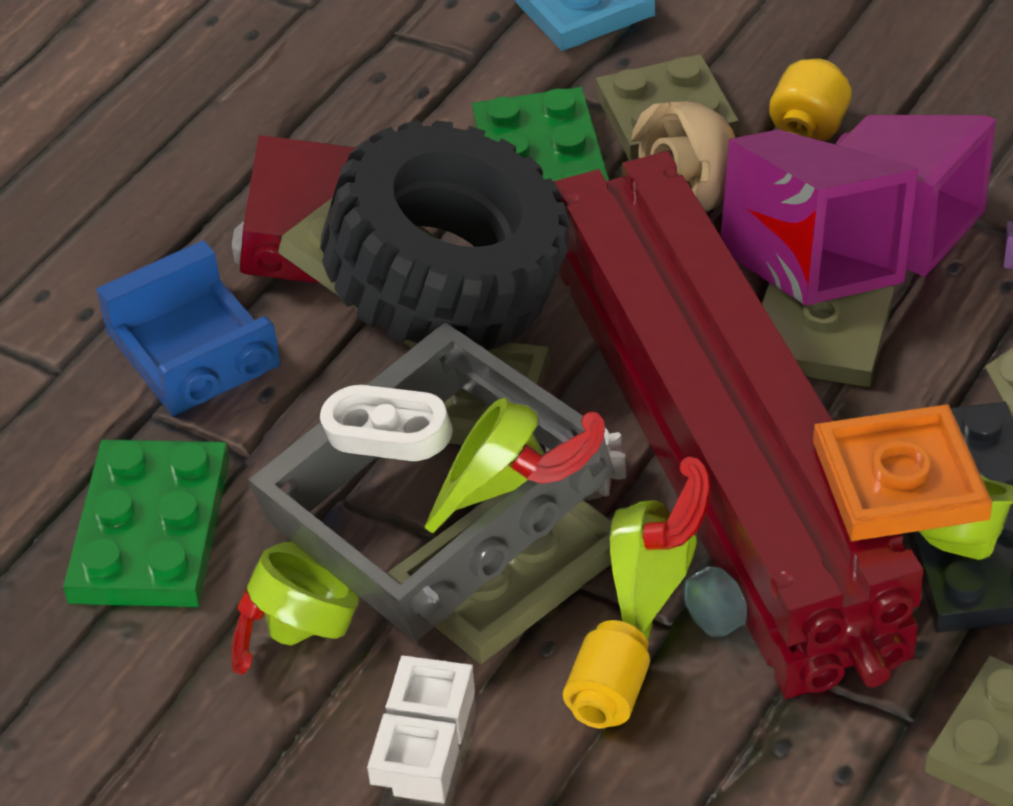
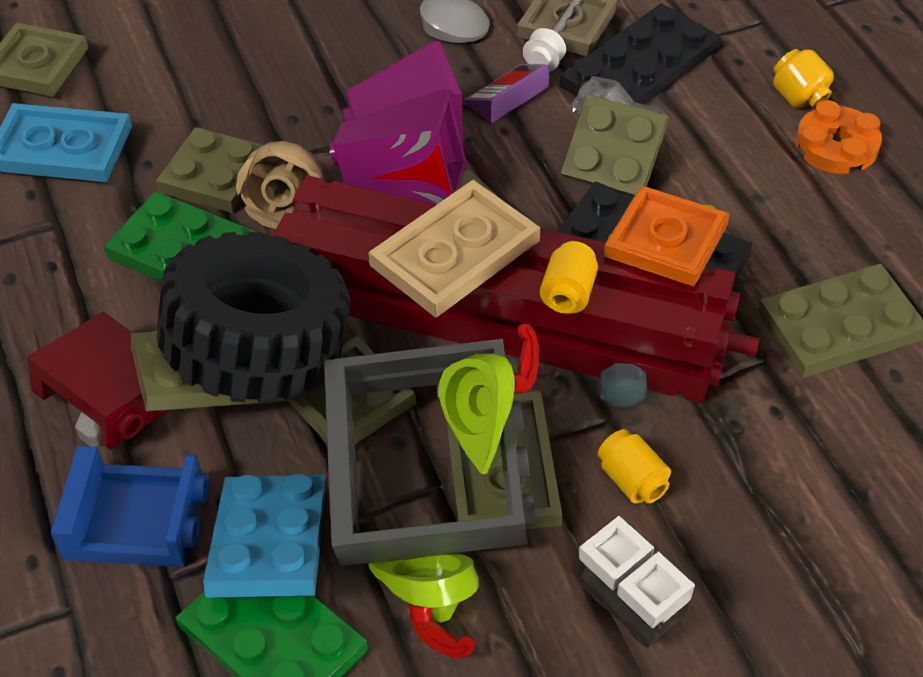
camera: 55 degrees left, 5 degrees up
(224, 436) = (267, 537): none -> dark azure plate
(386, 422) = (380, 437): white plate -> none
(656, 548) = (578, 384): lime piece -> none
(676, 311) = (454, 247): none -> tan plate
(730, 423) = (569, 278): none -> yellow brick
(811, 98) = (295, 106): yellow head -> none

